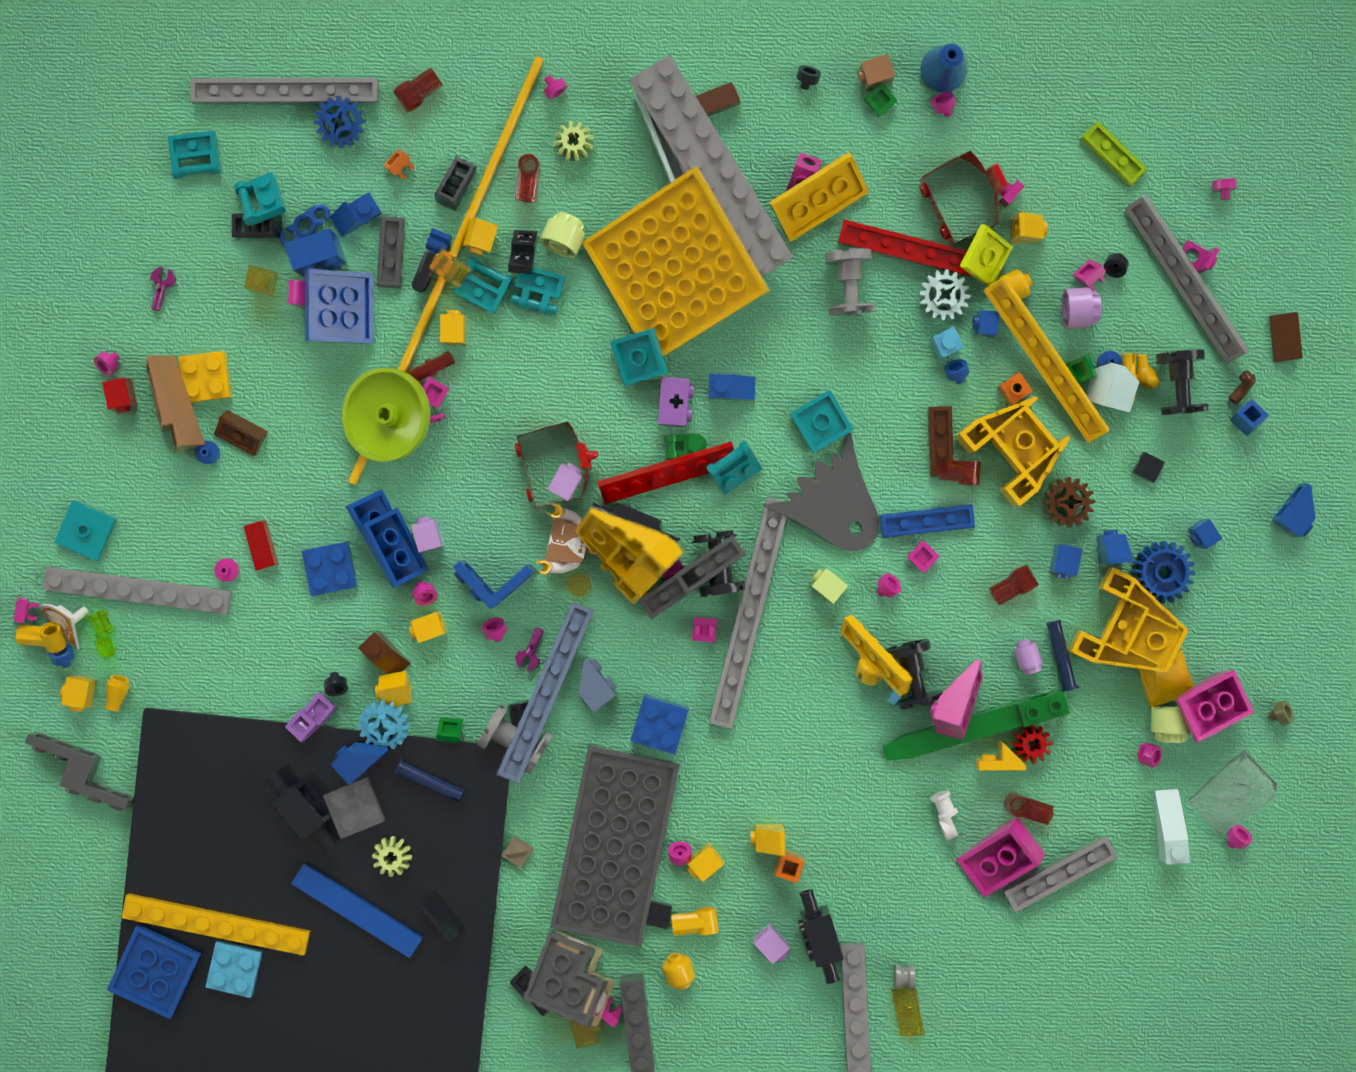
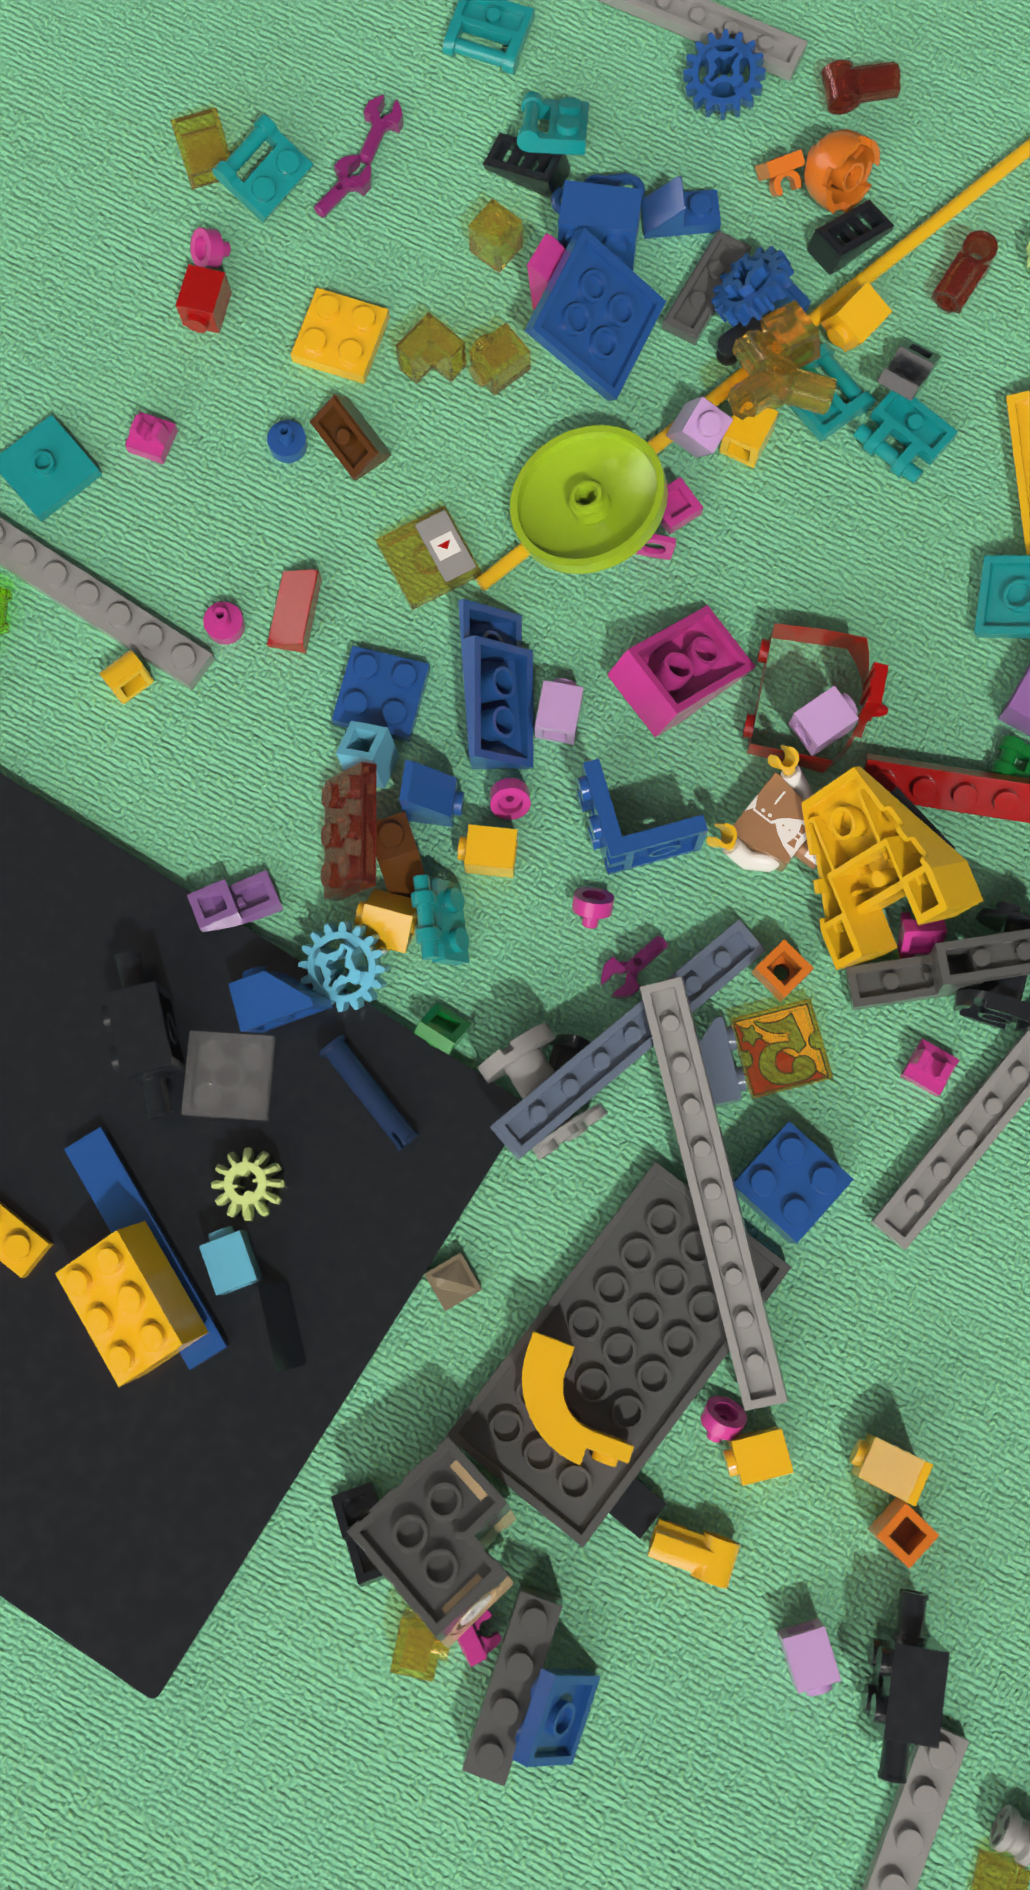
camera: 30 degrees right, 10 degrees down
(72, 305) = (201, 145): none -> clear yellow piece
(119, 304) = (272, 178): none -> teal plate
(133, 485) = (151, 437): none -> dark pink tile
(162, 241) = (379, 126): none -> magenta bar
(173, 402) = (275, 342): medium nougat slope -> none
(191, 625) = (126, 677): none -> yellow brick
(256, 363) = (428, 347): none -> clear yellow piece
(297, 352) = (498, 359): none -> clear yellow brick
(316, 481) = (428, 557): none -> clear yellow tile
(335, 685) = (298, 872): black tile -> none
(339, 608) = (371, 745): none -> medium azure brick
(350, 654) = (349, 832): none -> clear red plate
(364, 942) = (131, 1302): none -> yellow brick
(383, 615) = (430, 795): none -> blue slope
(402, 897) = (230, 1260): none -> medium azure brick
(415, 249) = (752, 286): none -> blue gear
(420, 677) = (440, 920): none -> teal plate
(425, 342) = (699, 427): none -> lavender brick
(431, 151) = (840, 168): none -> orange cylinder
(433, 366) = (696, 470): clear red pin -> none
(452, 300) = (775, 381): none -> clear yellow piece
(480, 480) = (679, 670): none -> dark pink slope
(563, 235) = (982, 372): yellowish green piece -> none
(585, 584) = (756, 908): clear yellow tile -> none
(592, 892) = (545, 1402): none -> yellow arch
(598, 619) = (788, 958): none -> orange plate
(621, 749) = (714, 1194): none -> light grey plate
(625, 656) = (781, 1048): none -> clear yellow tile
(664, 1030) = (555, 1717): none -> blue plate
(678, 971) = (626, 1623): yellow head -> none

